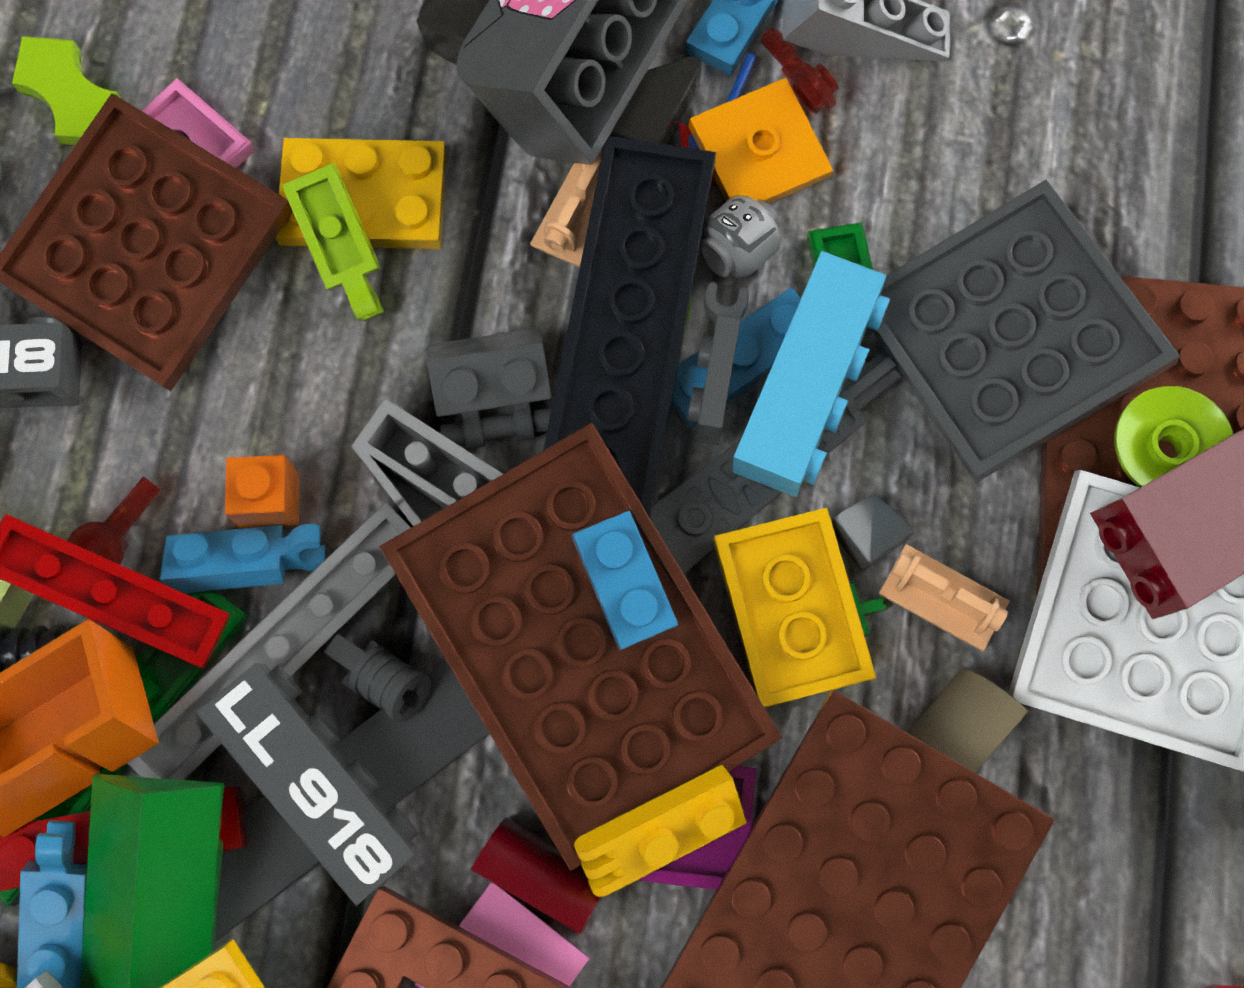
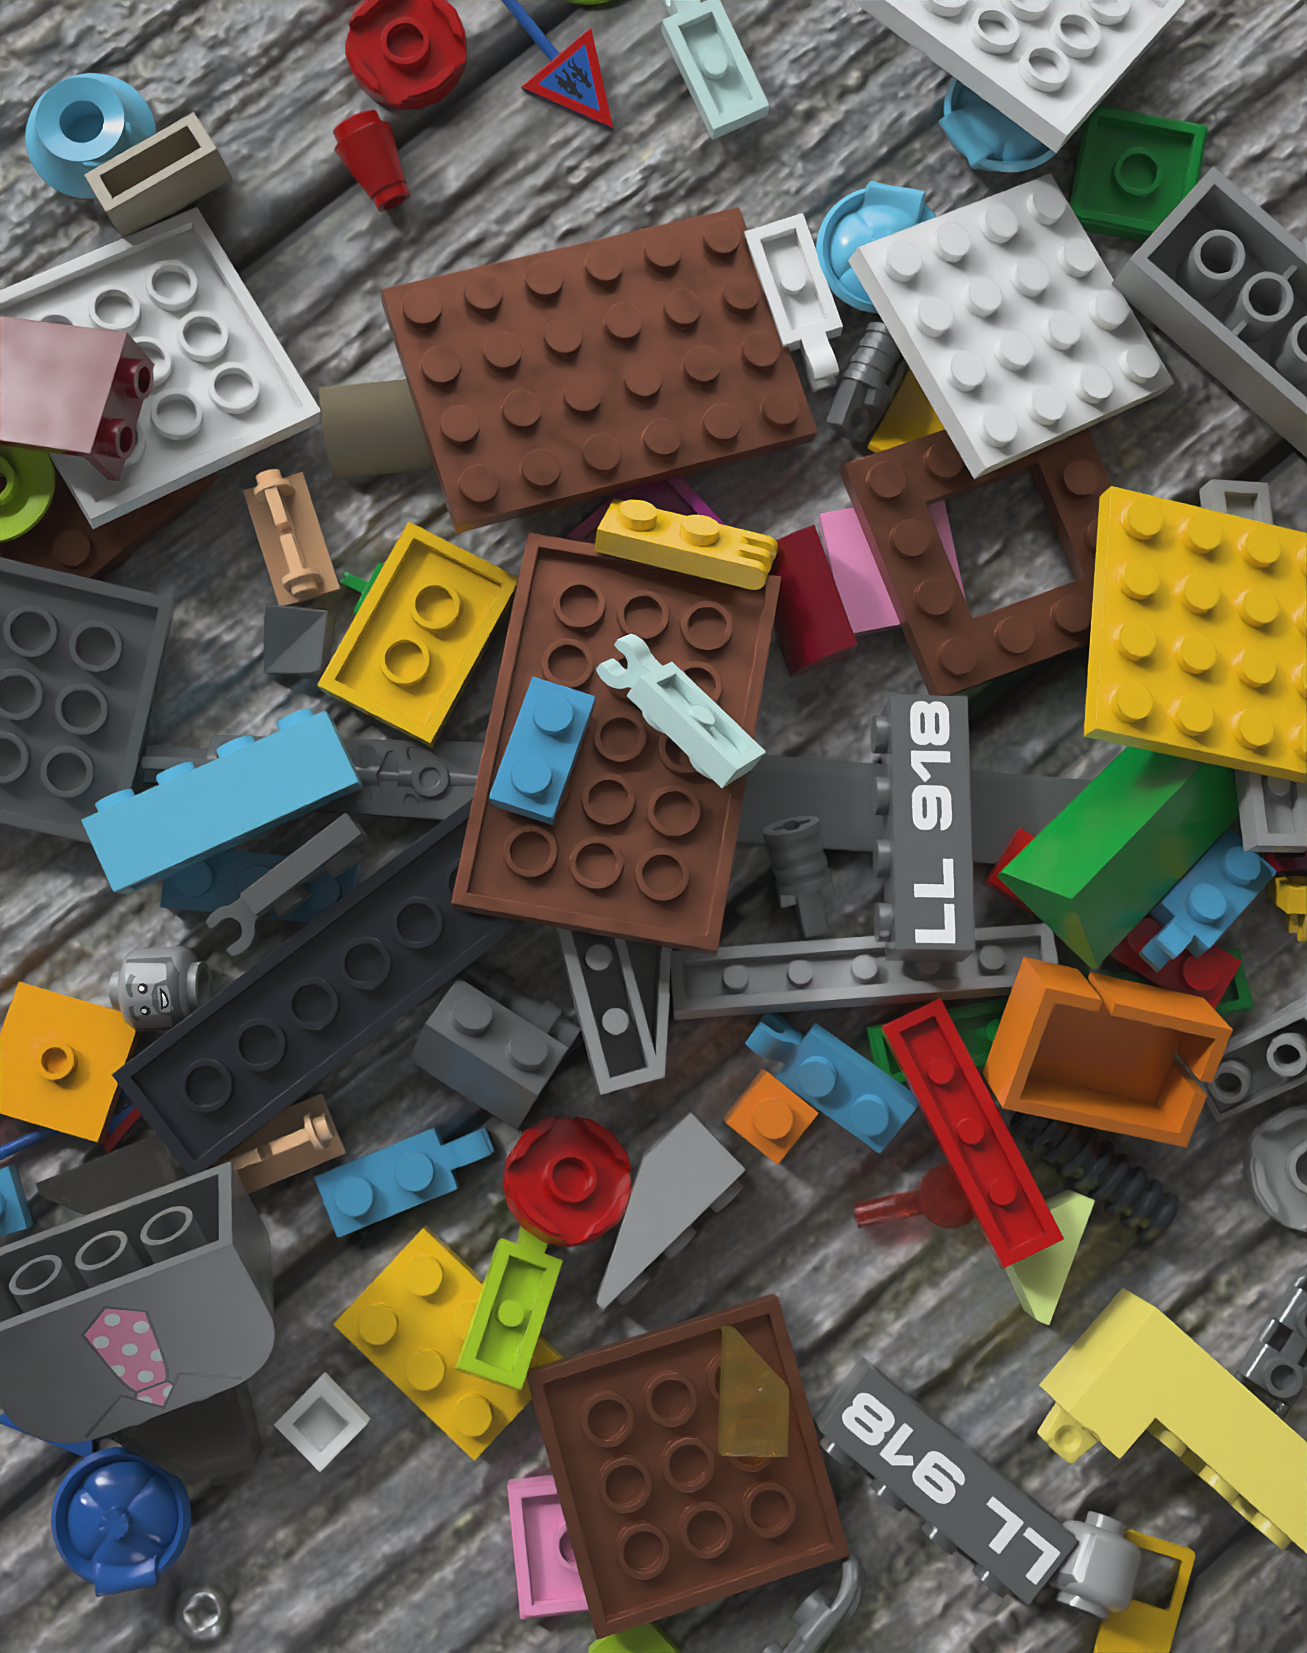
camera: 145 degrees left, 10 degrees up
(125, 305) = (751, 1402): none -> clear yellow tile
(290, 401) = (671, 1188): none -> light grey slope
(366, 341) = (567, 1181): none -> red tile
(400, 84) = (322, 1422): none -> white plate
(482, 260) = (397, 1177): none -> dark azure plate
(548, 691) = (683, 712): none -> light aqua plate
(841, 241) = (87, 902): green tile -> none
(1166, 930) = (372, 158): none -> red cone

